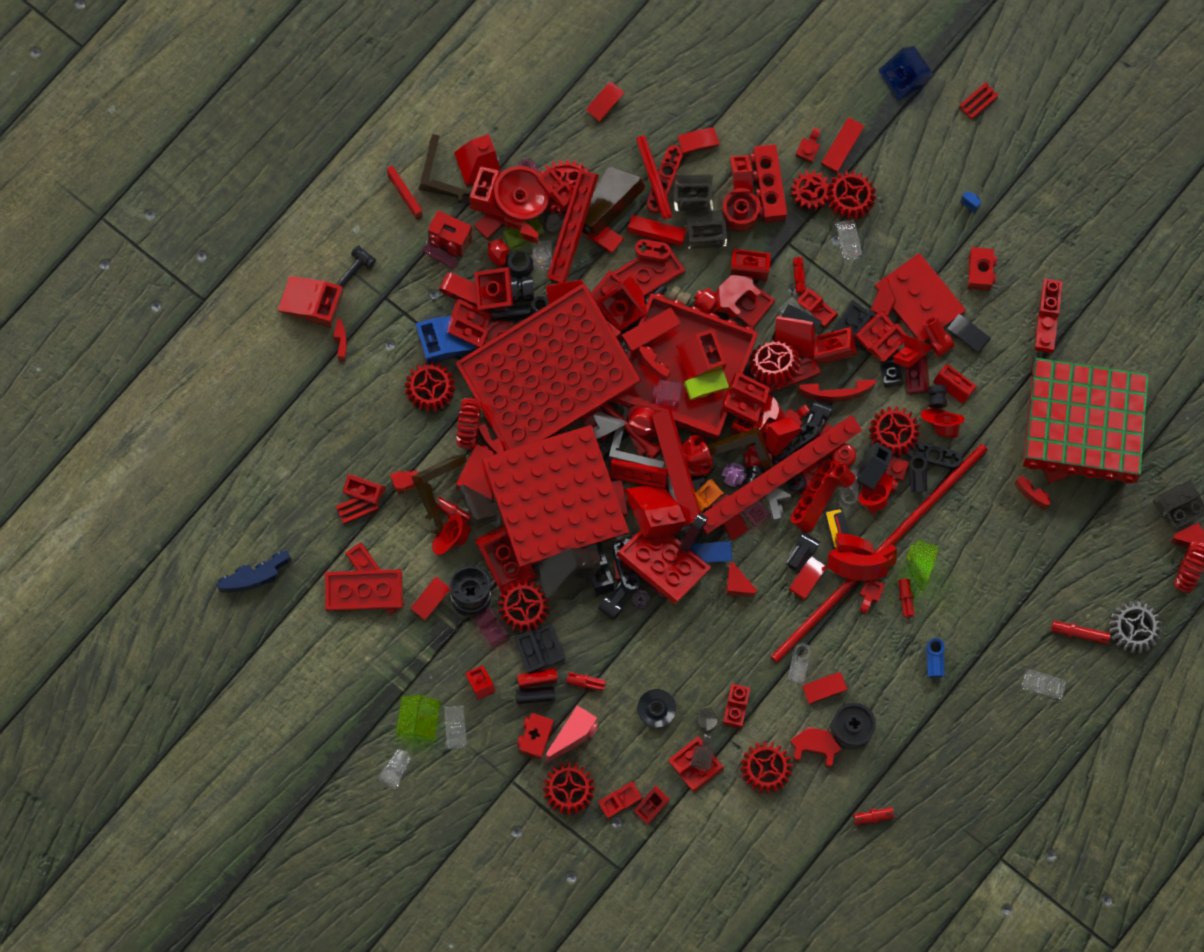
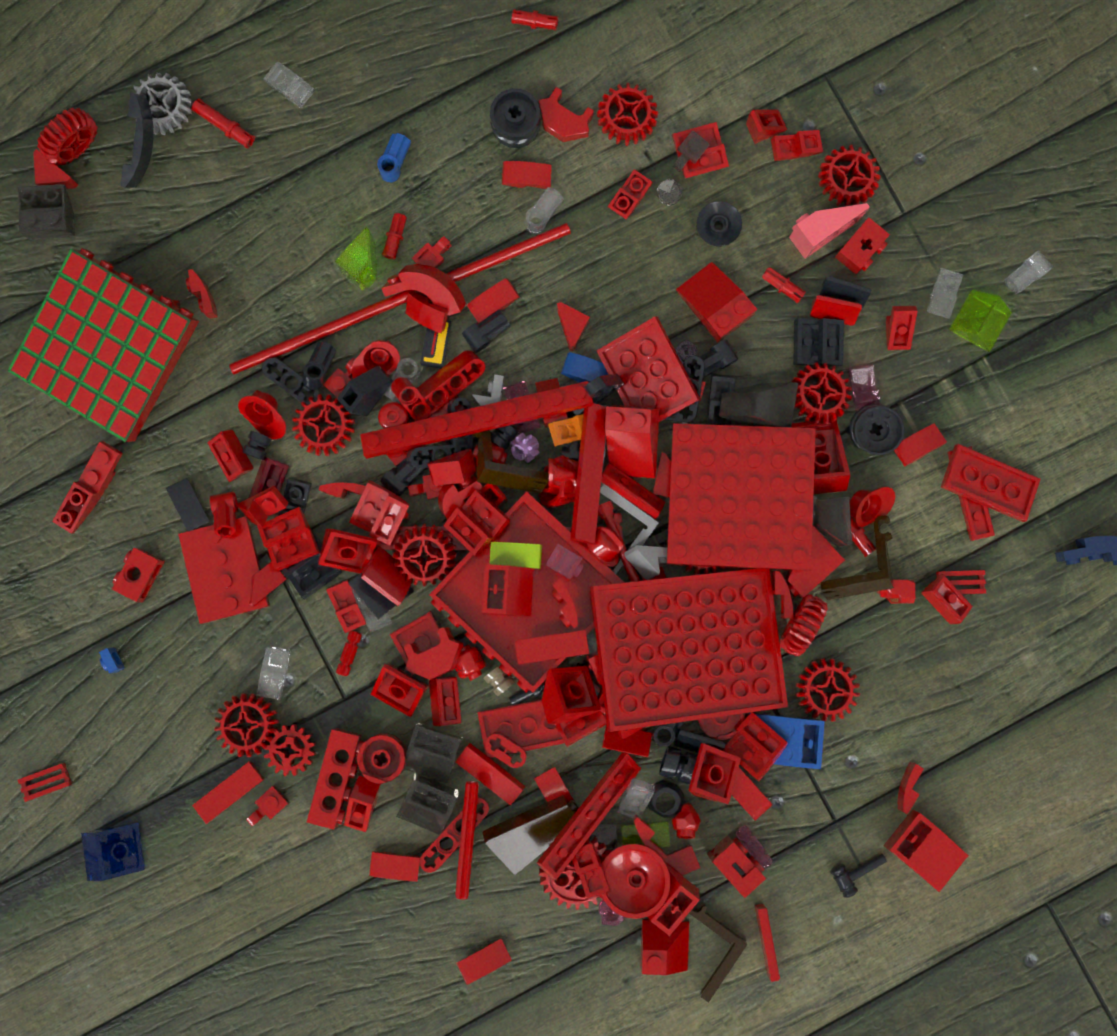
camera: 155 degrees left, 10 degrees up
(633, 646) = (716, 301): none -> red slope
(712, 268) = (445, 701): none -> red slope
(821, 379) = (379, 512): none -> red slope
(1140, 603) = (143, 141): none -> black slope

